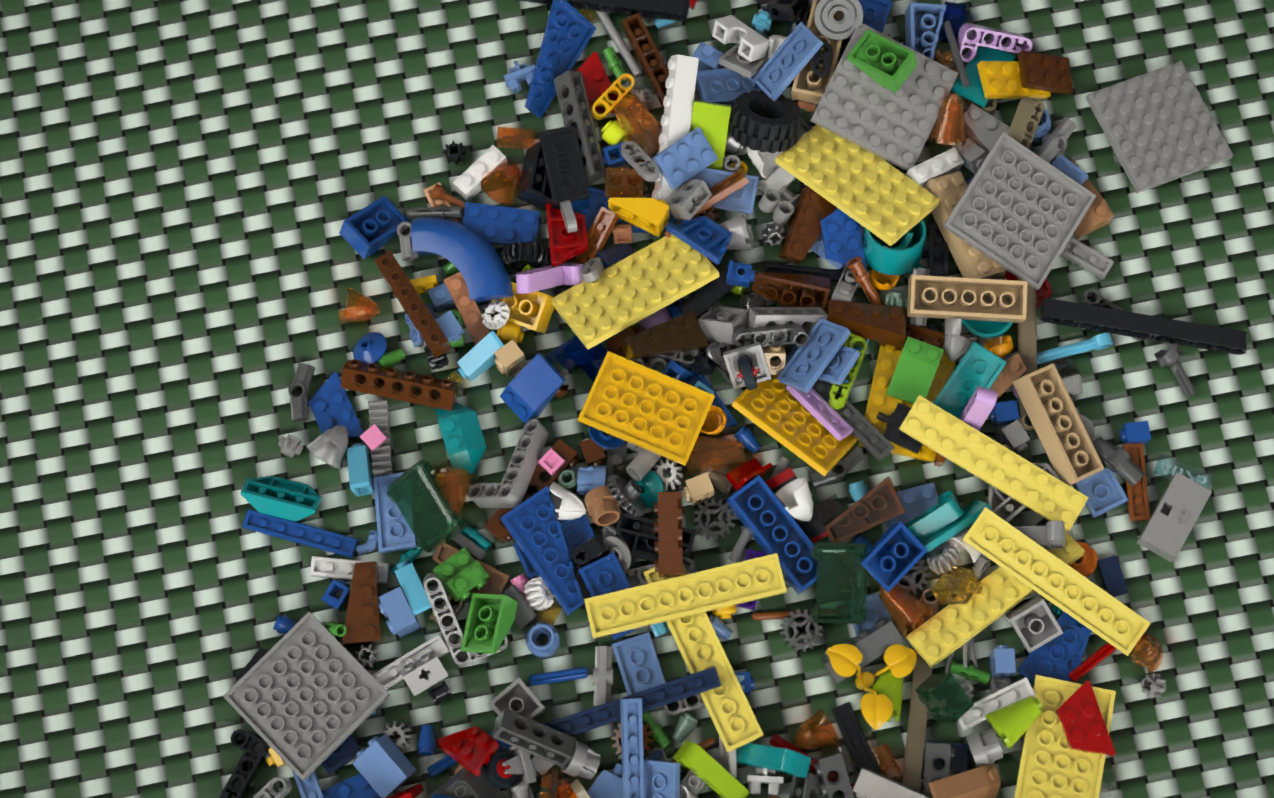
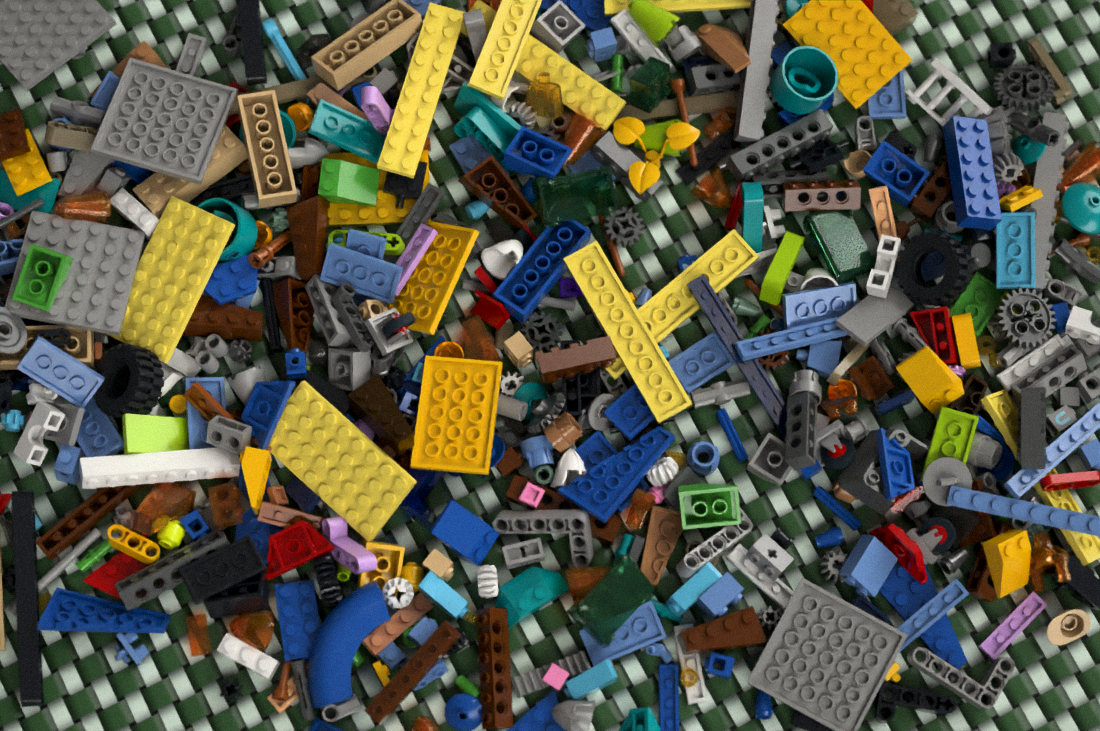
camera: 115 degrees left, 0 degrees up
(328, 560) = (688, 683): none -> clear yellow bush
(335, 628) = (756, 648): bright green pin -> none
(461, 575) = (667, 547): bright green plate -> none
(469, 748) = (826, 491): red wing -> none
(483, 400) = (487, 581): none -> white gear
(499, 440) = (523, 553): none -> light grey brick
(511, 563) = (641, 504): none -> clear orange piece
(568, 216) = (277, 547): light grey beam -> none
(592, 270) = (328, 512): light grey beam -> none
(592, 550) = (606, 432): black piece -> none
(641, 168) = (192, 495): light grey beam -> none
(685, 158) = (186, 449): medium blue plate -> none
(732, 158) = (178, 403): light grey bush -> none
(748, 439) = (454, 323): blue cone -> none
(935, 728) = (677, 87): none -> dark orange piece
(1005, 110) = (57, 161): none -> light grey piece

